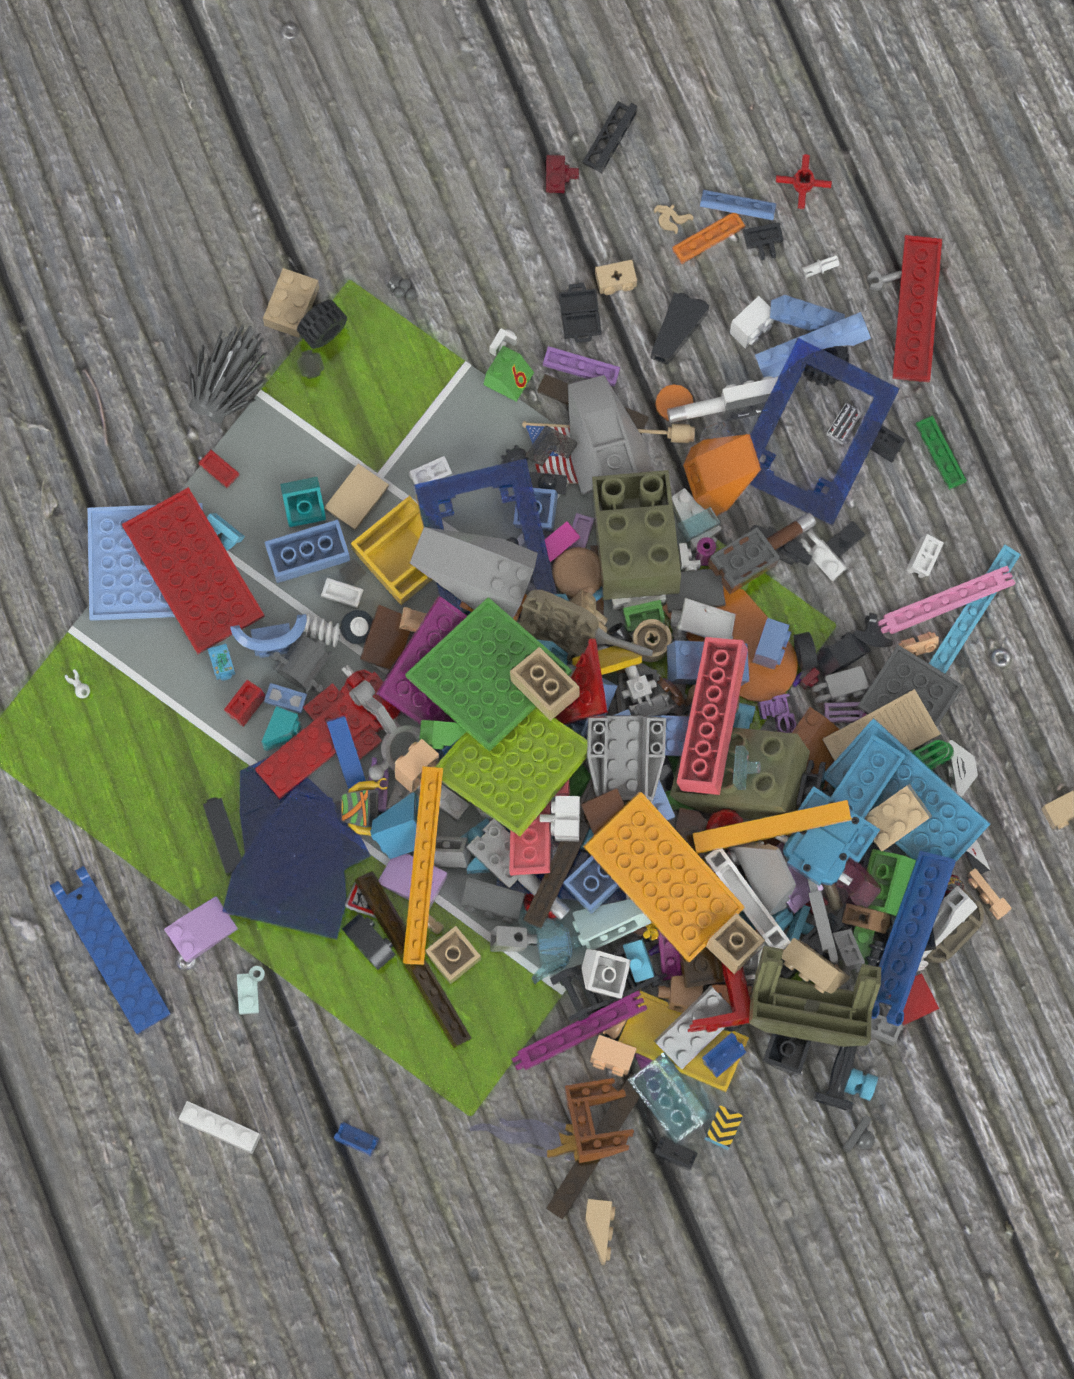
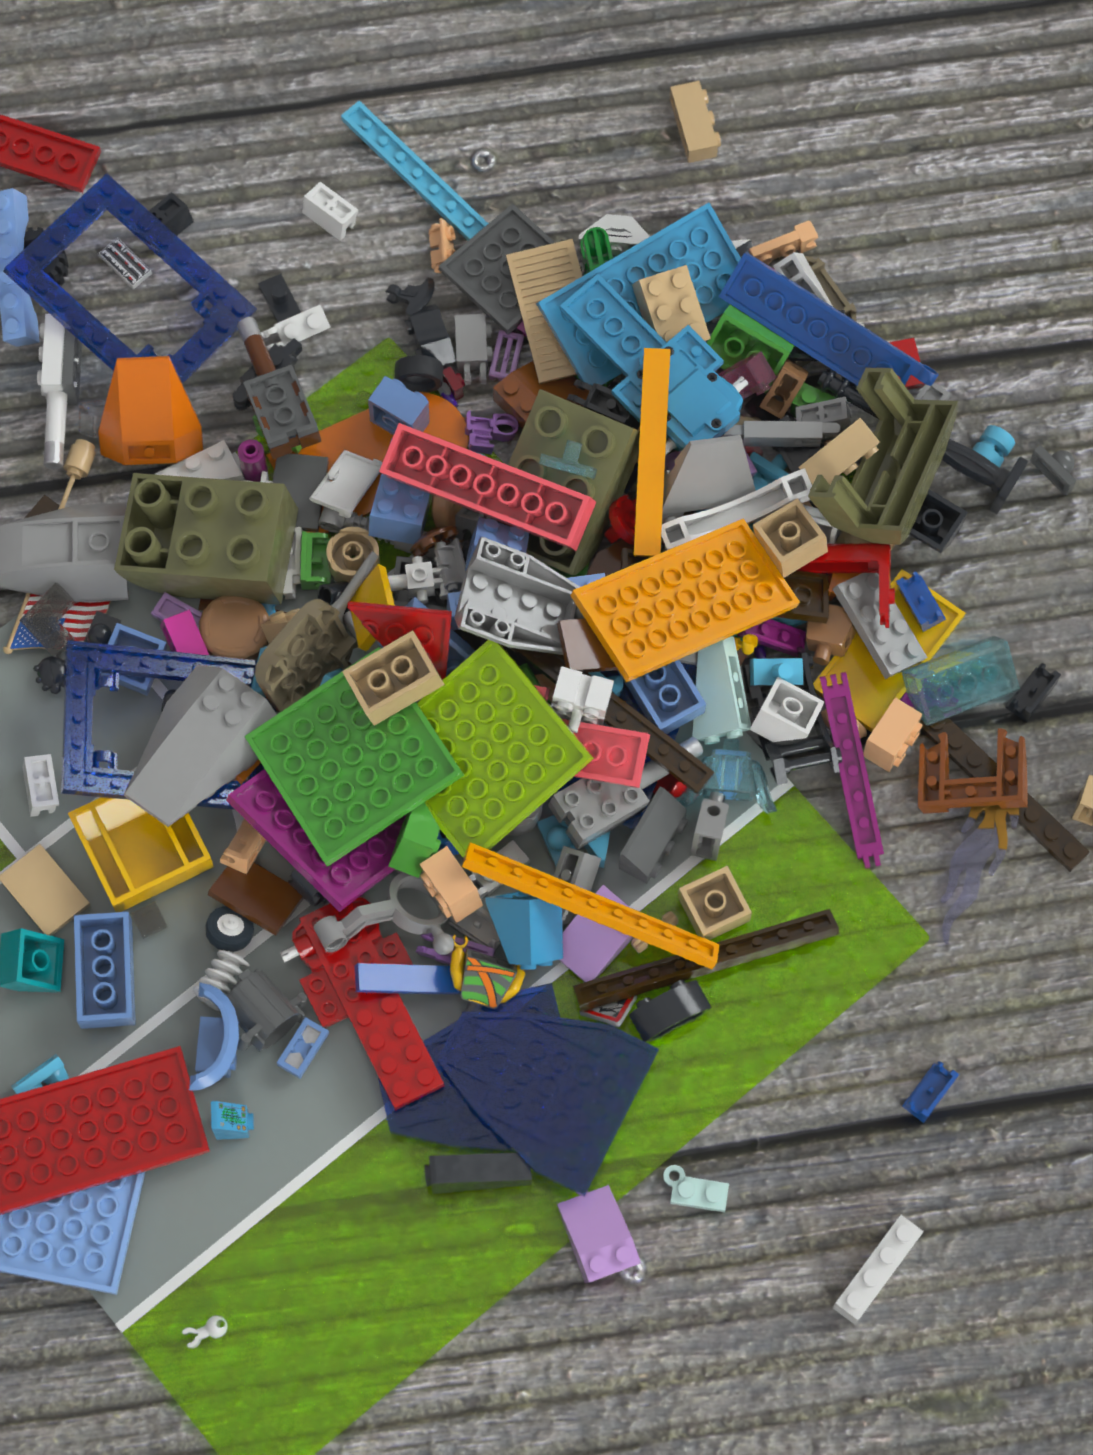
camera: 75 degrees left, 5 degrees down
(112, 953) = (599, 1368): blue hinge -> none
(245, 703) = (295, 1103): red hinge -> none
(281, 729) = (345, 1058): teal slope -> none
(342, 593) = (174, 940): white tile -> none
(671, 397) = (27, 461): orange tile -> none
(698, 524) = (212, 458): clear light blue tile -> none
(723, 1127) = (1013, 623): piece -> none
(940, 452) = (197, 161): green tile -> none
(946, 600) = (396, 198): bright pink hinge -> none

